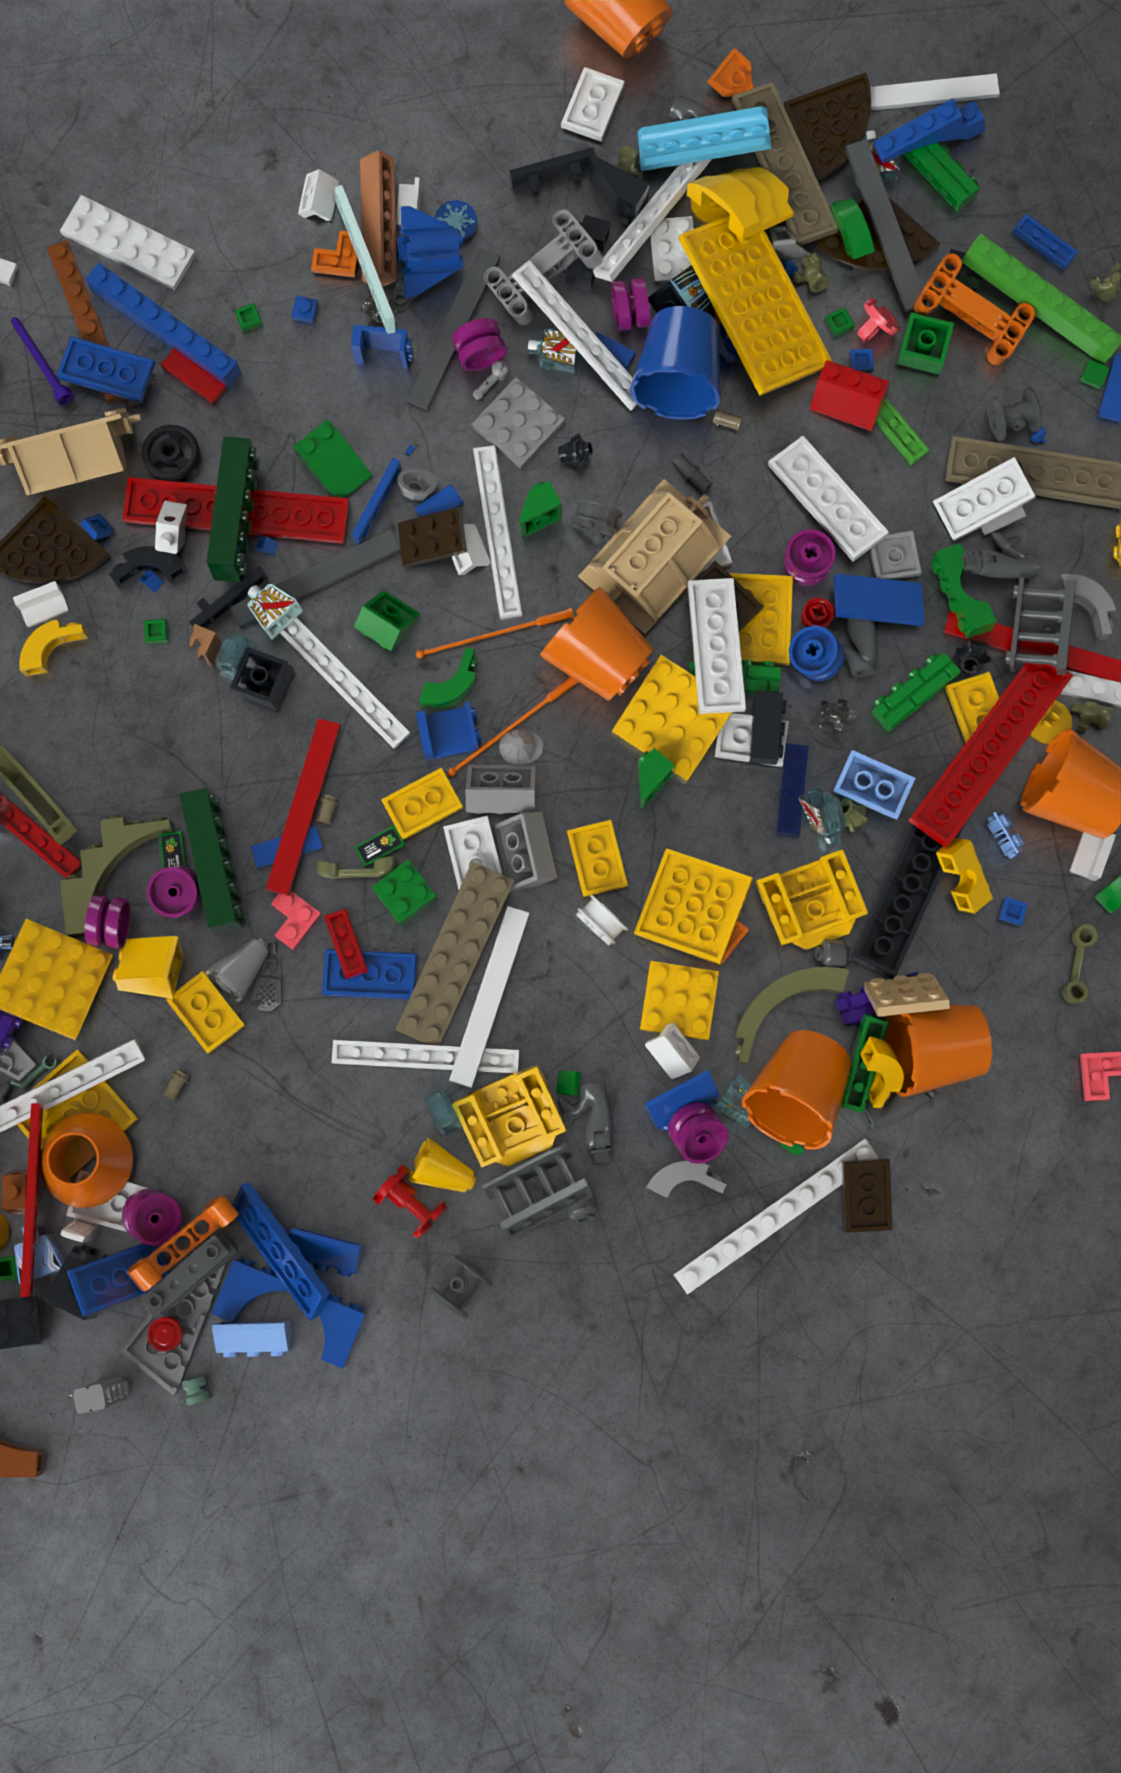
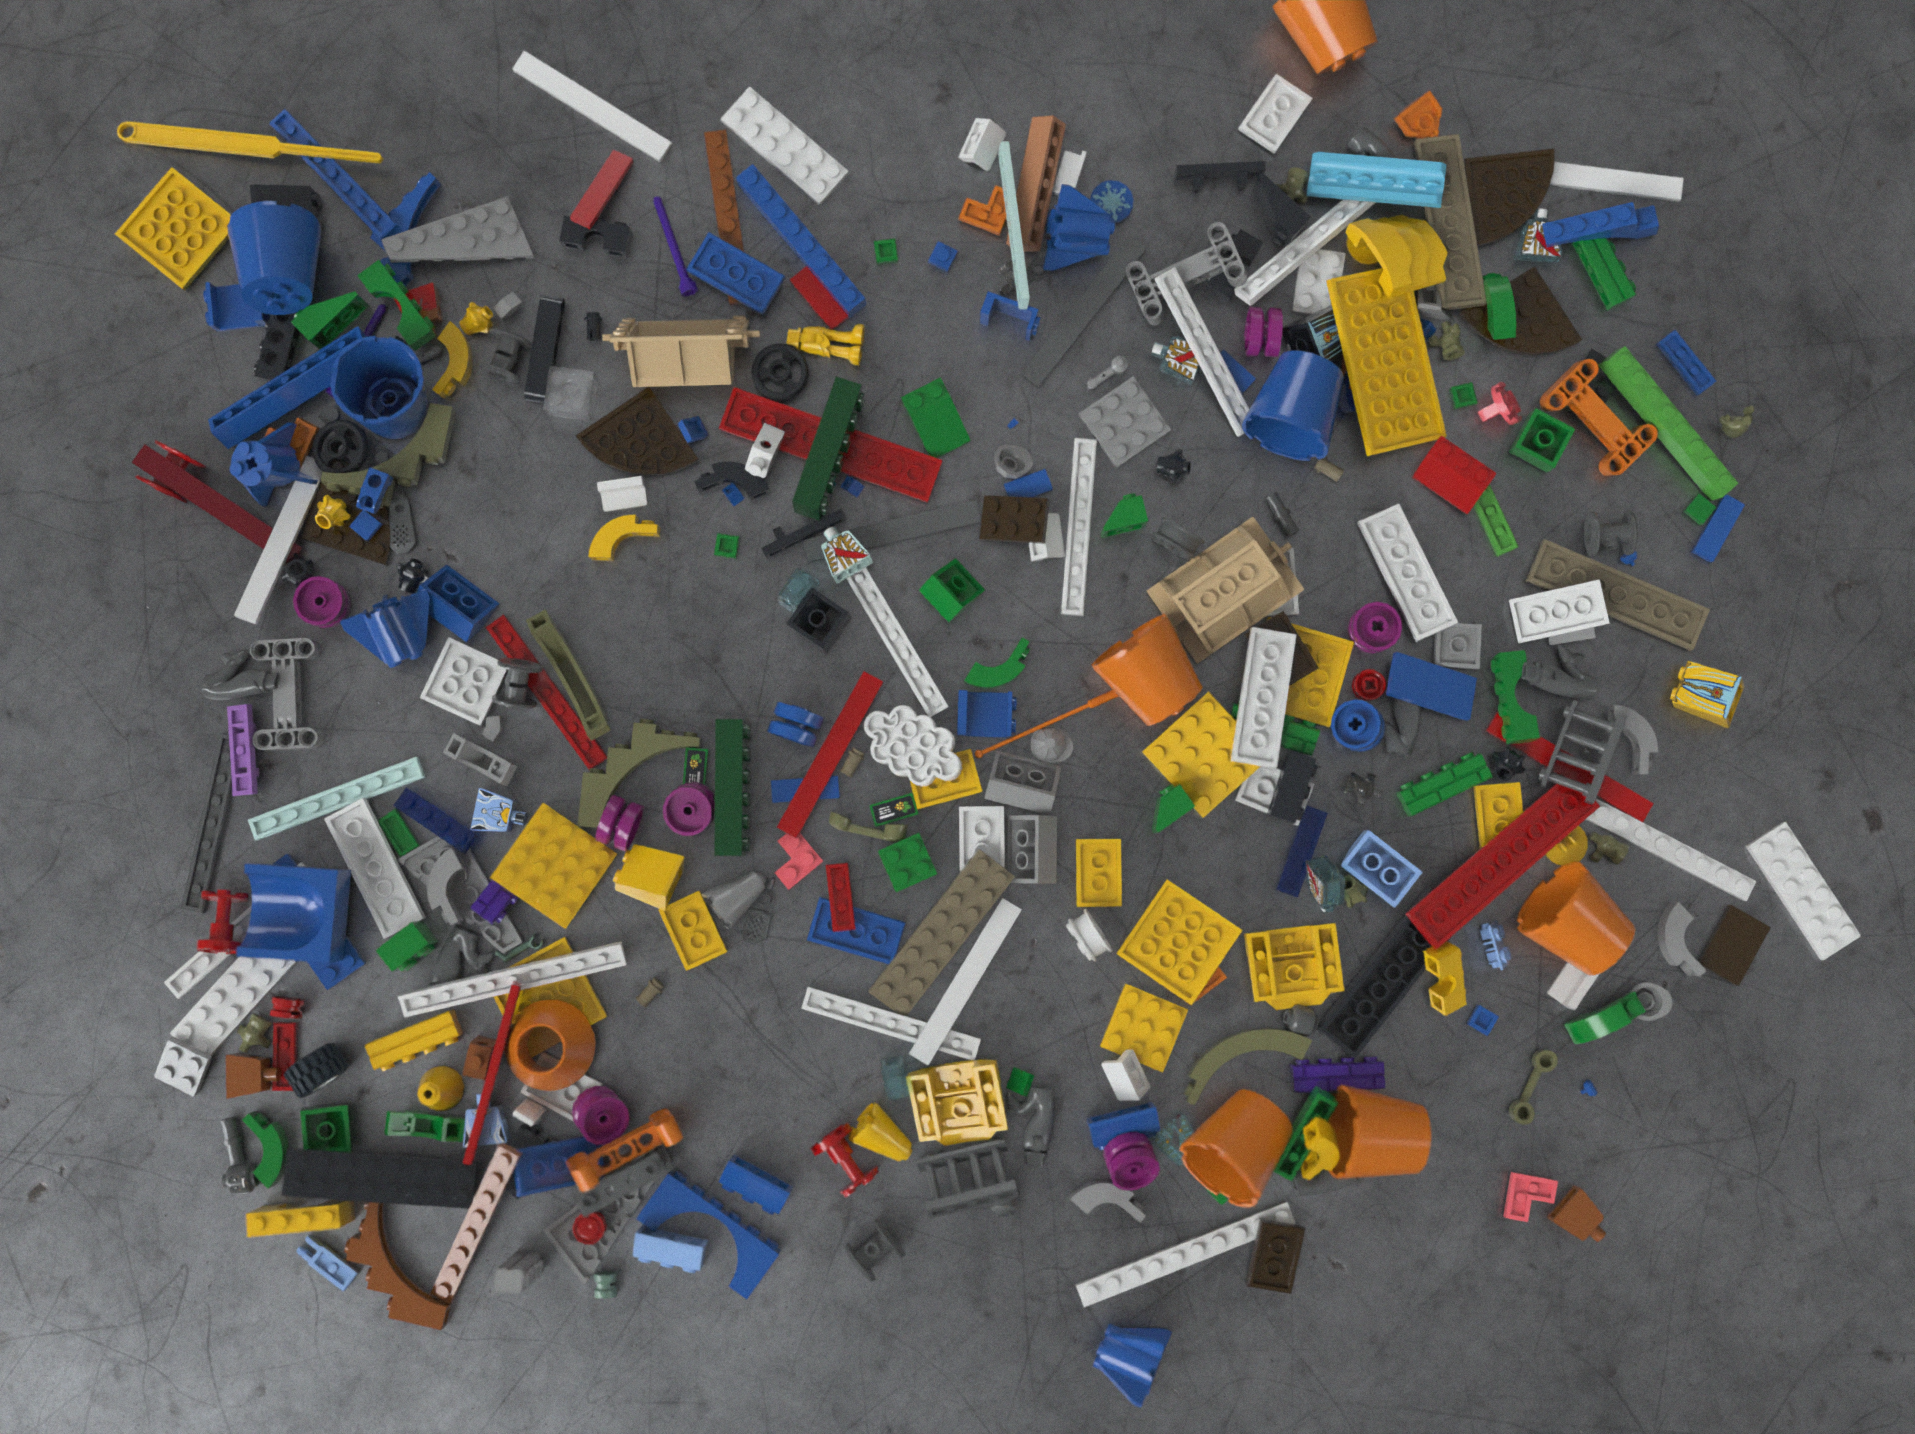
camera: 10 degrees right, 5 degrees up
(47, 1356) = (476, 1223): none -> plate
(200, 413) = (817, 341): none -> yellow piece
(208, 642) = (773, 573): medium nougat hinge -> none
(261, 783) = (796, 721): none -> blue wheel
(280, 1251) = (713, 1178): blue plate -> none
(377, 501) = (969, 469): blue tile -> none
(383, 777) = (912, 745): none -> white plate
(479, 344) = (1105, 337): magenta wheel -> none
(543, 620) = (1099, 626): orange piece -> none
(747, 1332) = (1132, 1359): none -> blue brick
(862, 360) = (1475, 441): blue plate -> none
(884, 223) = (1533, 308): dark grey tile -> none
(906, 995) = (1360, 1083): tan plate -> none

